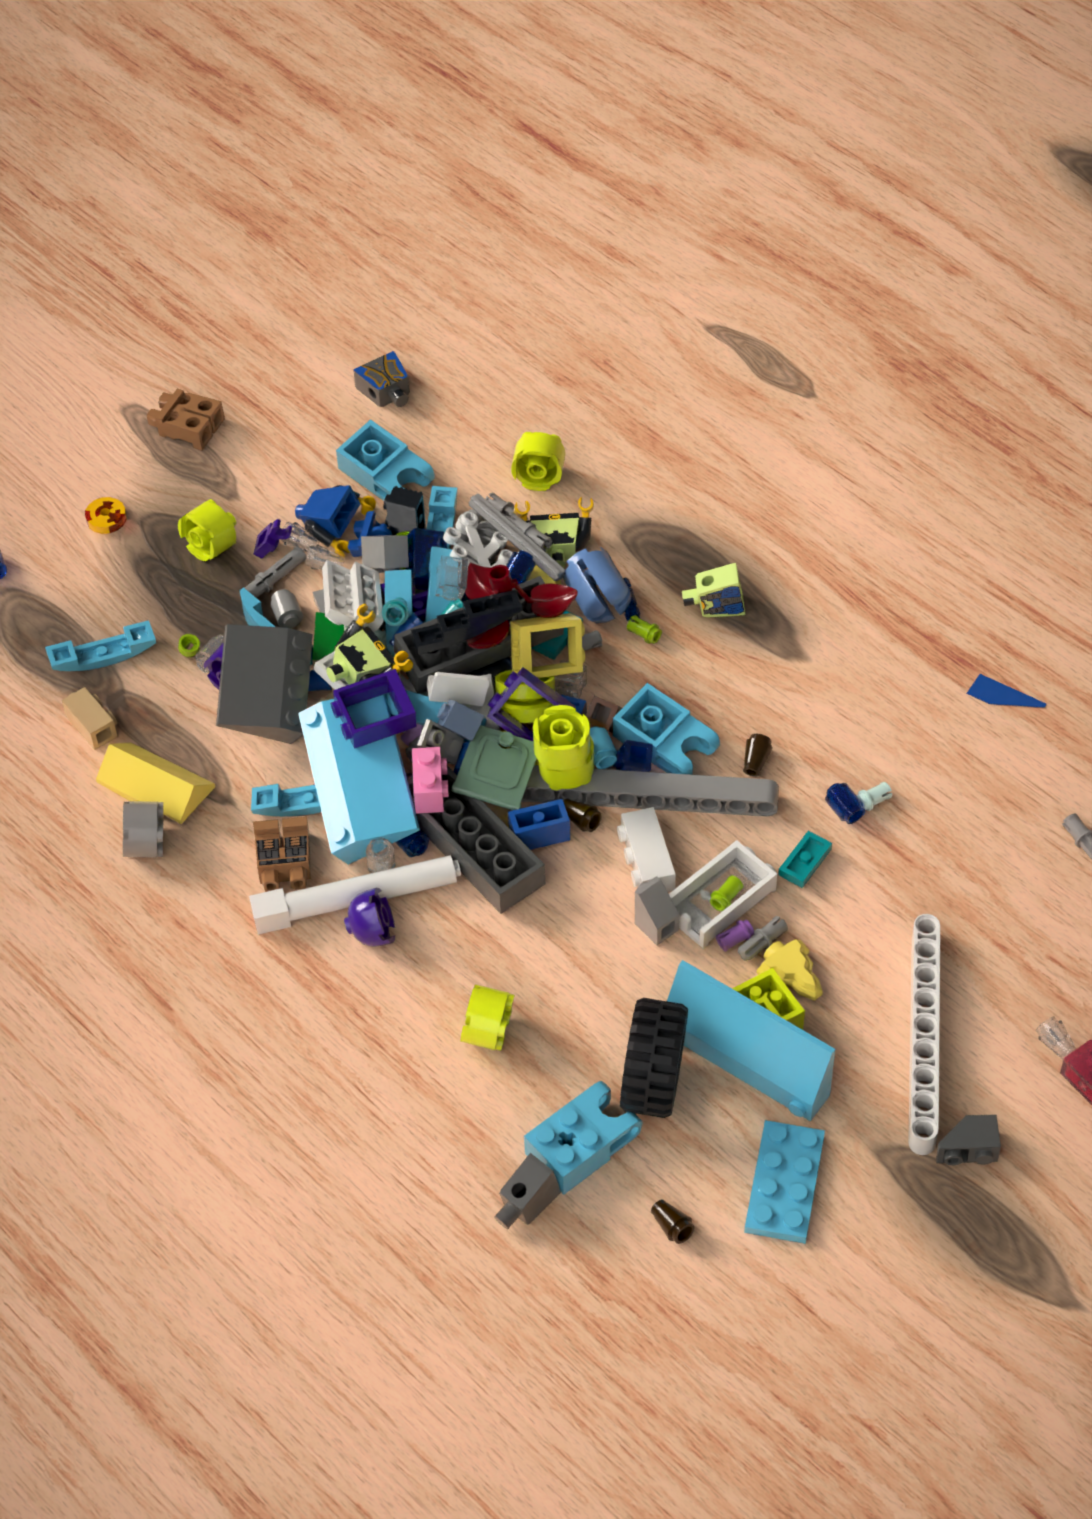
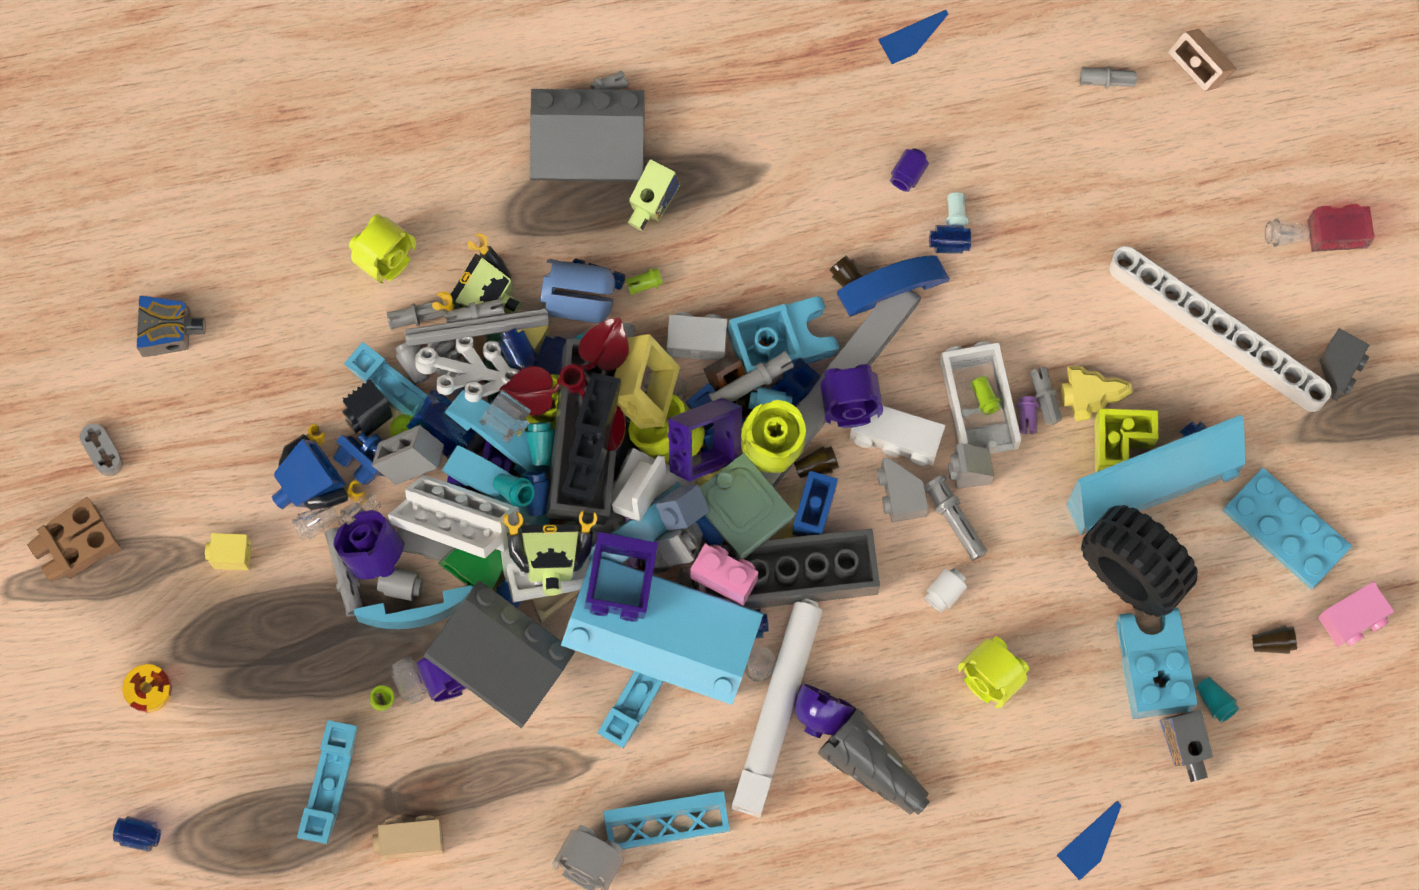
camera: 60 degrees left, 20 degrees up
(147, 777) = (528, 818): light yellow slope -> none
(208, 530) = (253, 602): neon yellow brick -> none
(216, 860) = (667, 809): none -> medium azure fence
(240, 502) = (228, 551): none -> light yellow brick
(263, 397) = (106, 446): none -> light grey beam
(269, 538) = (298, 549): dark purple plate -> none
(283, 863) = (696, 747): medium nougat hips -> none
(298, 569) = (369, 545): none -> dark purple brick
(350, 971) = (864, 755): none -> dark grey cone
(381, 461) = (290, 390): medium azure brick -> none
(389, 1178) = (1090, 845): none -> blue sticker
(537, 954) = (946, 589): none -> white brick
(584, 1204) = (1218, 701): none -> teal cone
(597, 882) = (904, 492): none -> light grey slope
(611, 921) = (948, 505): none -> light grey pin
(615, 723) = (760, 375): none -> light grey pin
(620, 678) = (696, 336): none -> white brick
(642, 787) = (851, 396): none -> dark purple brick
(737, 528) = (587, 135): none -> slope
(740, 1268) = (1355, 615): none -> bright pink brick
(776, 778) = (891, 281): none -> blue slope
(788, 526) = (611, 82): none -> light grey pin
(805, 859) = (986, 308): teal plate -> none
(881, 744) = (909, 169): none -> dark purple brick

